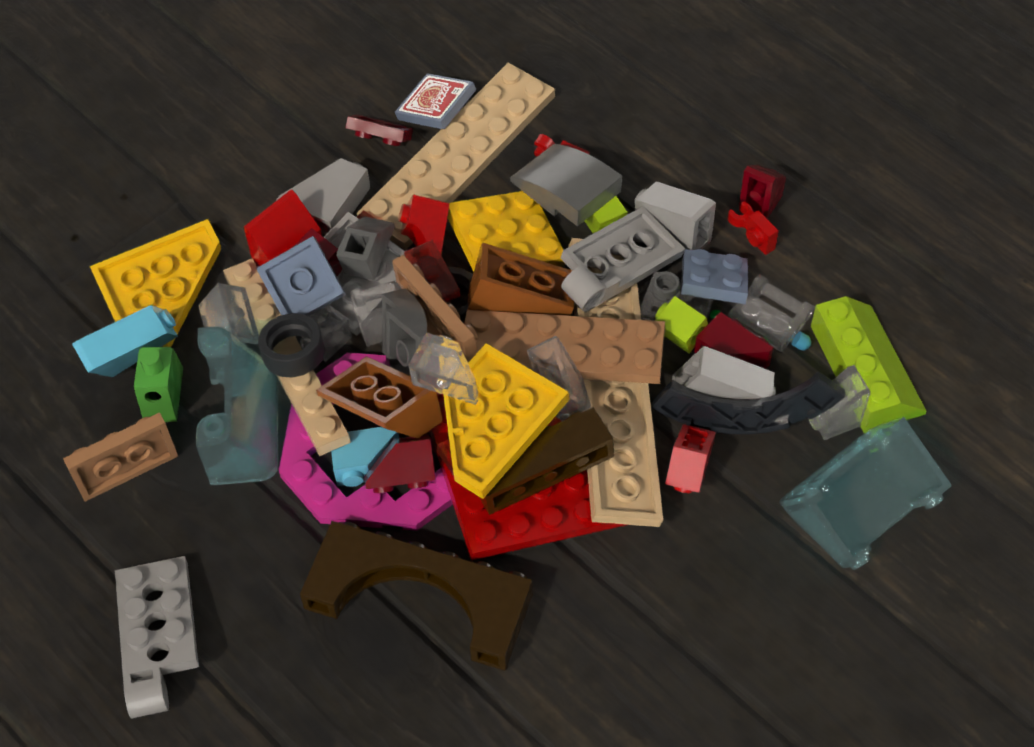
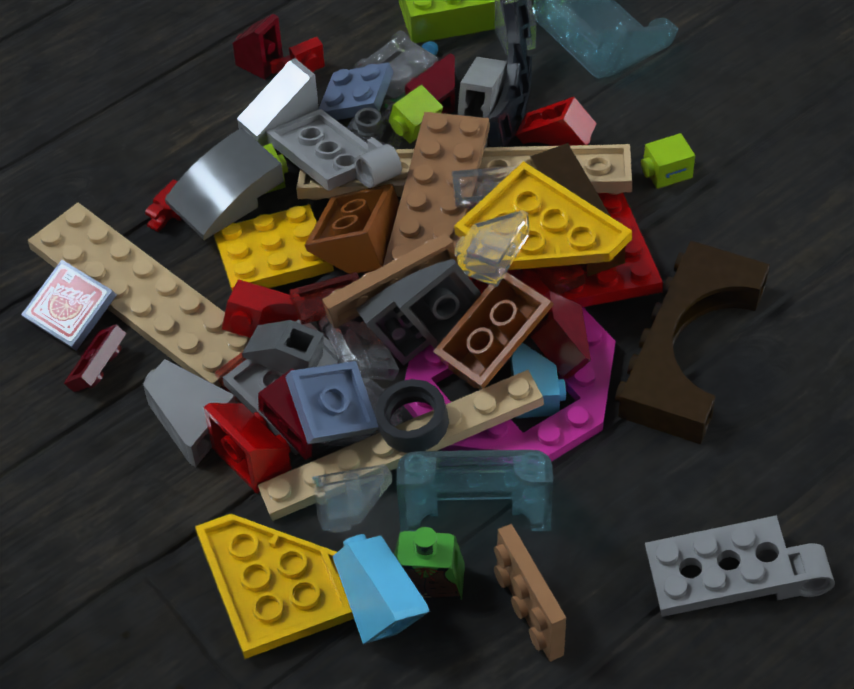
camera: 85 degrees left, 5 degrees down
(657, 565) = (668, 161): none -> lime brick

